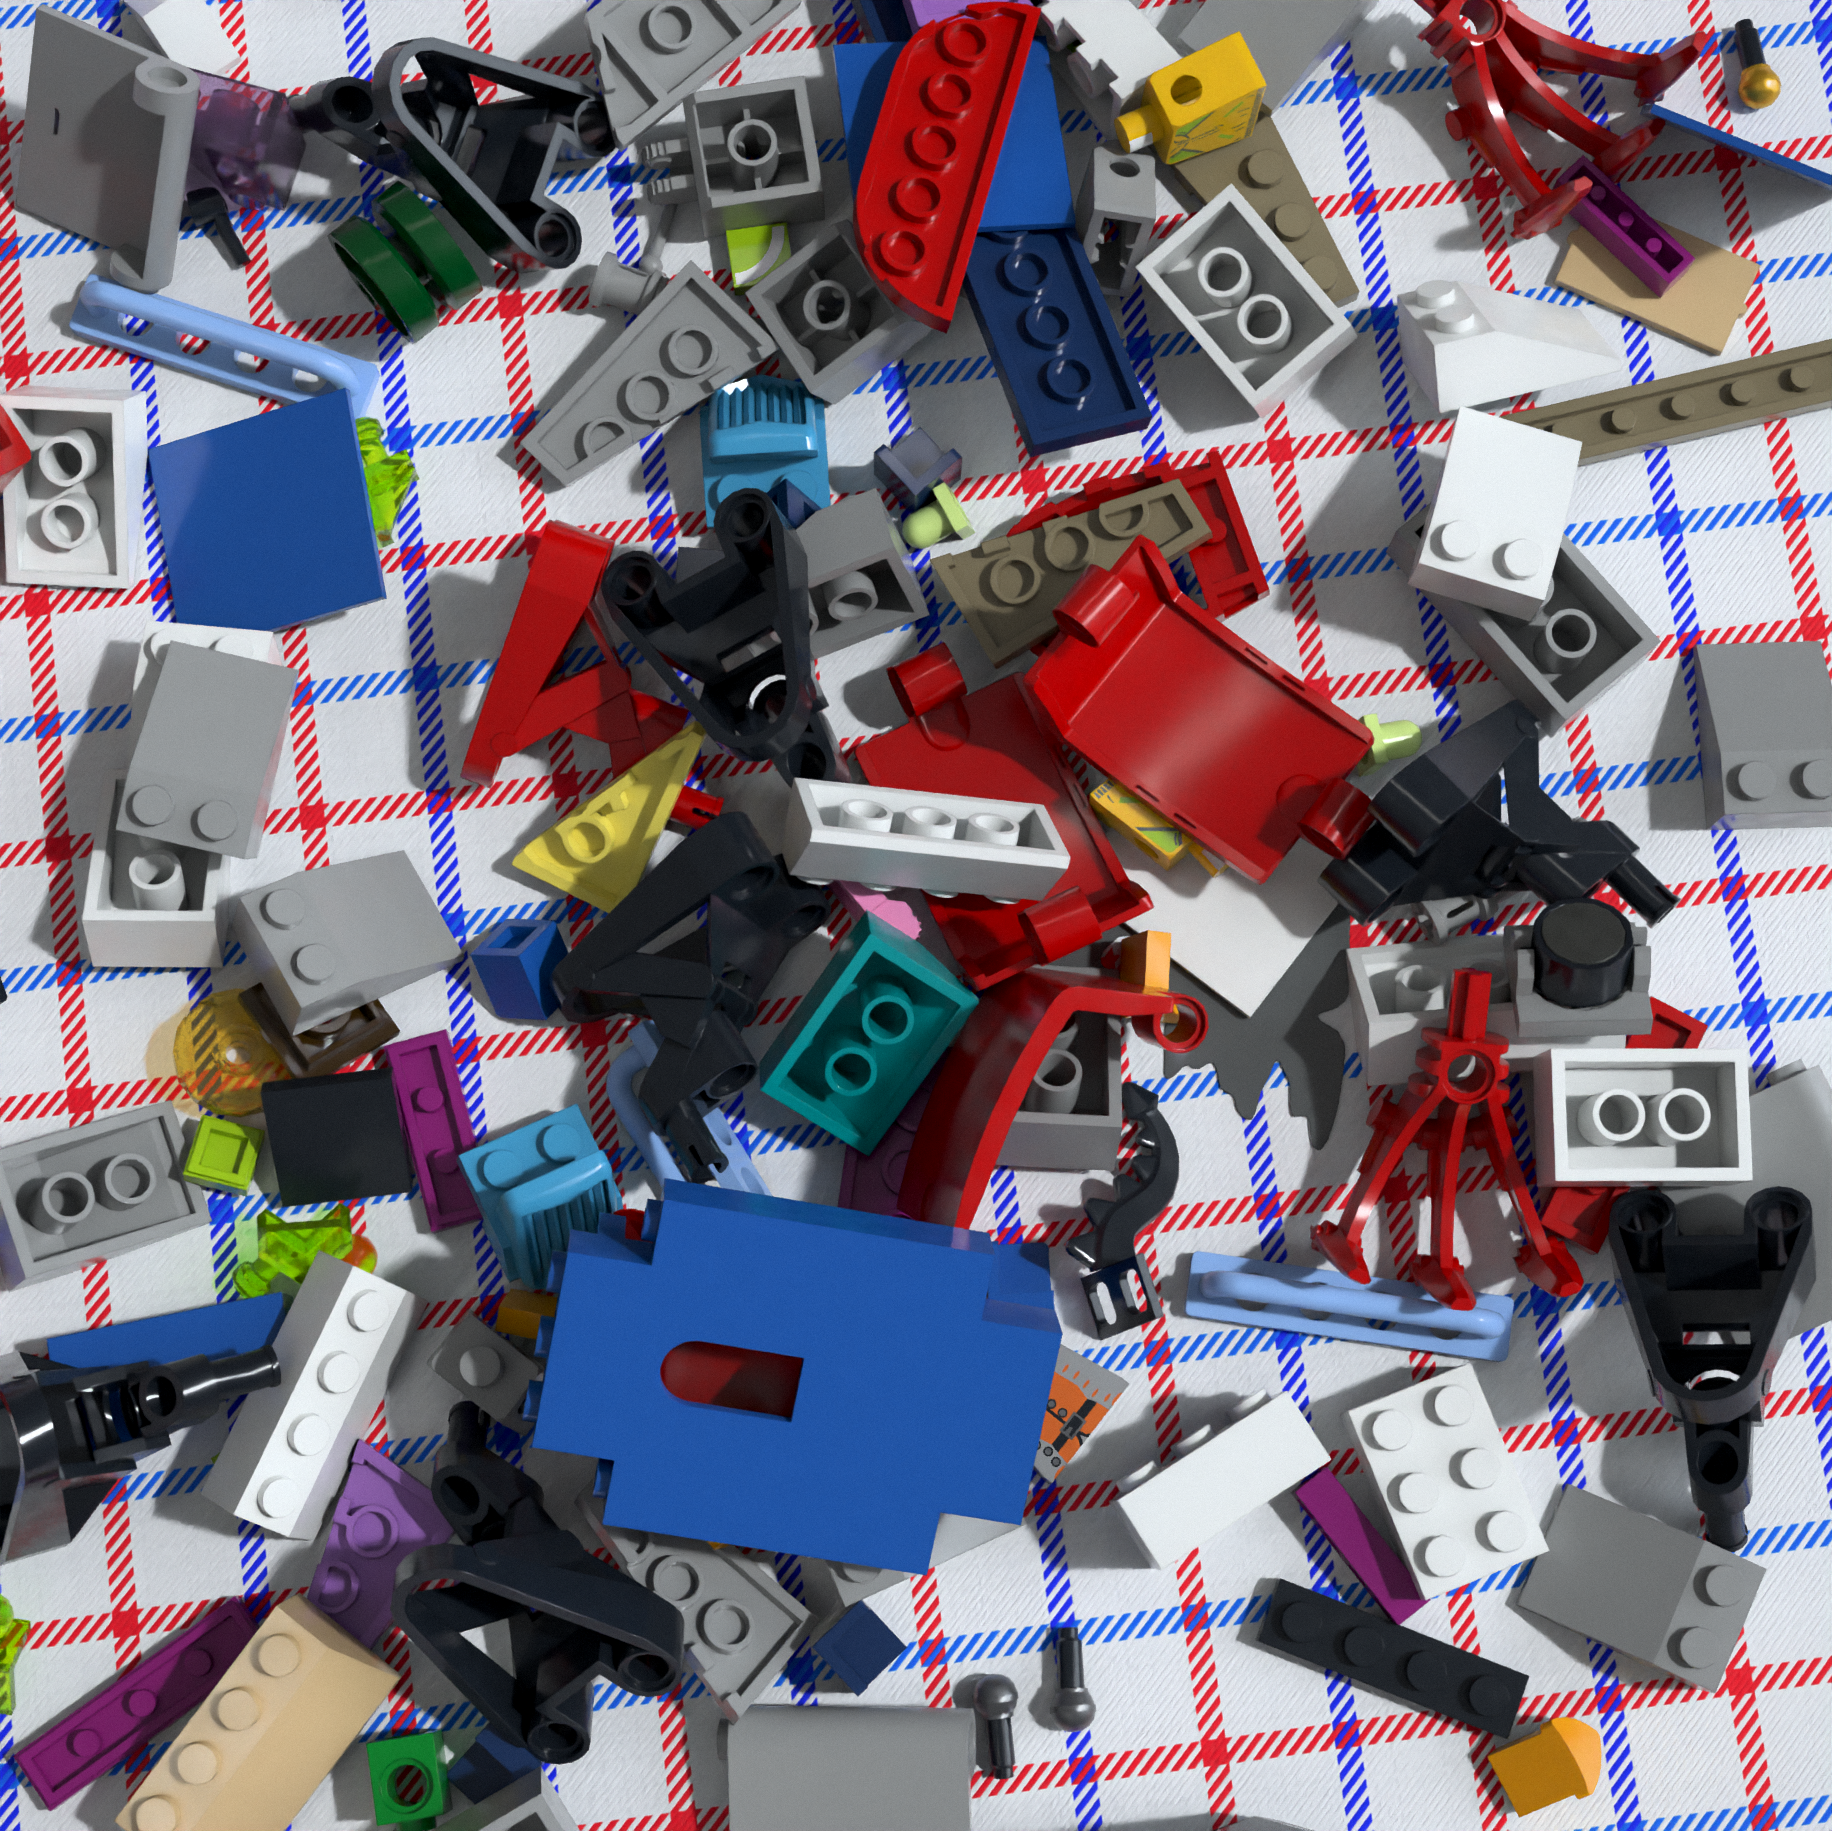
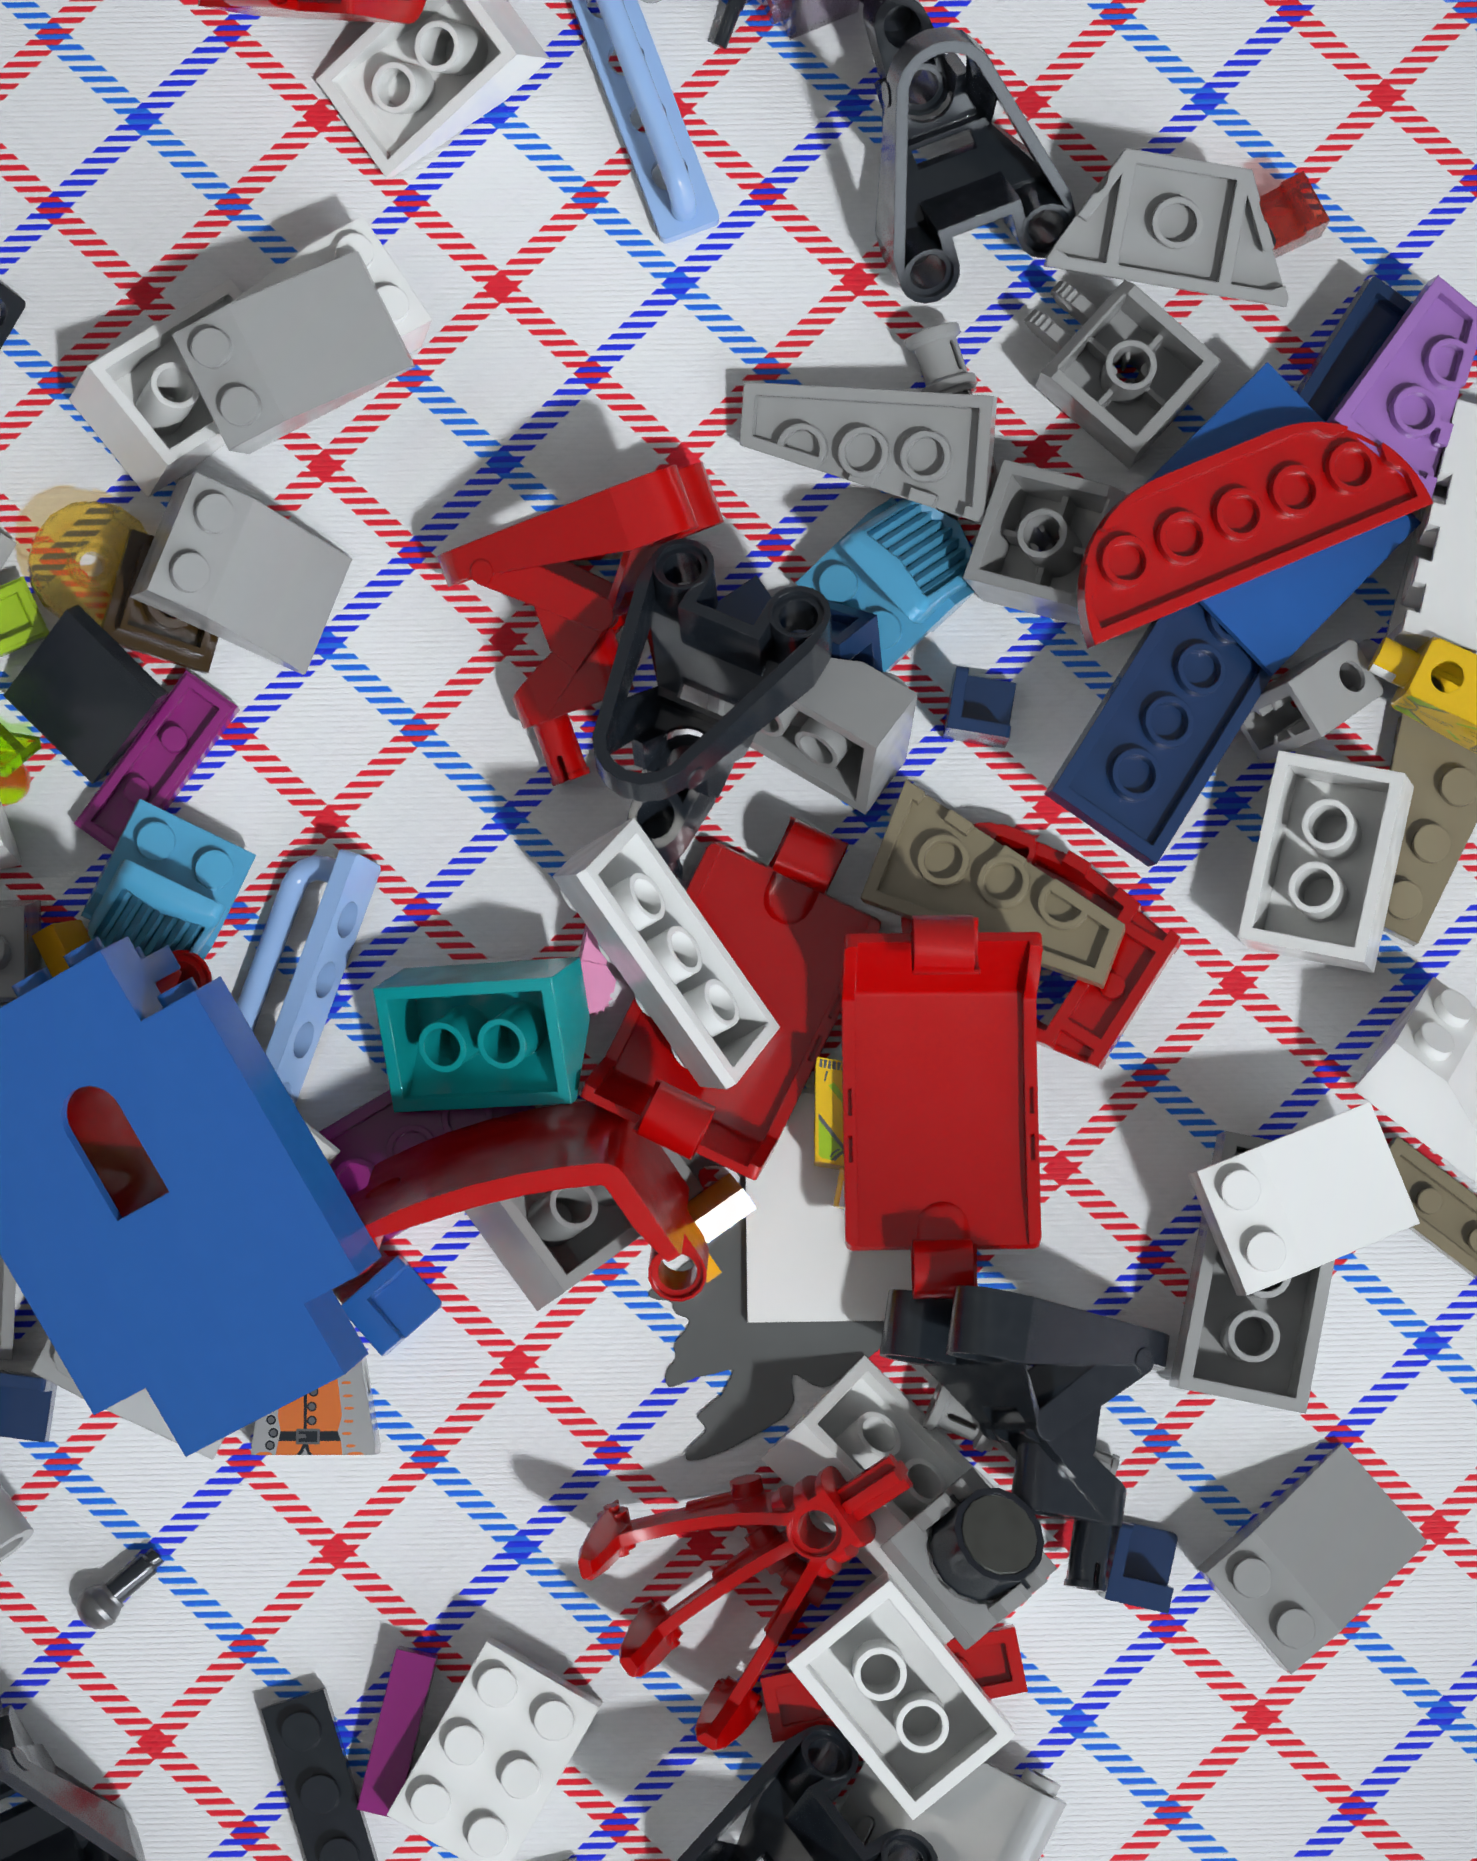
camera: 50 degrees right, 5 degrees up
(269, 518) = (523, 239): blue piece -> none
(386, 477) = (616, 303): clear neon green piece -> none
(405, 262) = (810, 174): dark green wheel -> none
(517, 967) = (332, 729): blue panel -> none
(610, 837) = (484, 711): light yellow wing -> none
(652, 261) = (979, 362): light grey hinge -> none
(751, 926) = (490, 875): black connector -> none
(756, 253) = (1054, 441): lime tile -> none
(937, 520) = (951, 758): yellowish green piece -> none
(995, 1701) = (58, 1542): piece -> none
(1119, 1222) = (517, 1350): black piece -> none
(1217, 1477) = (353, 1579): white brick -> none
(1220, 1278) = (540, 1528): light blue piece -> none
(1391, 742) = (1057, 1256): yellowish green piece -> none
(1680, 865) = (1140, 1567): none -> dark blue panel

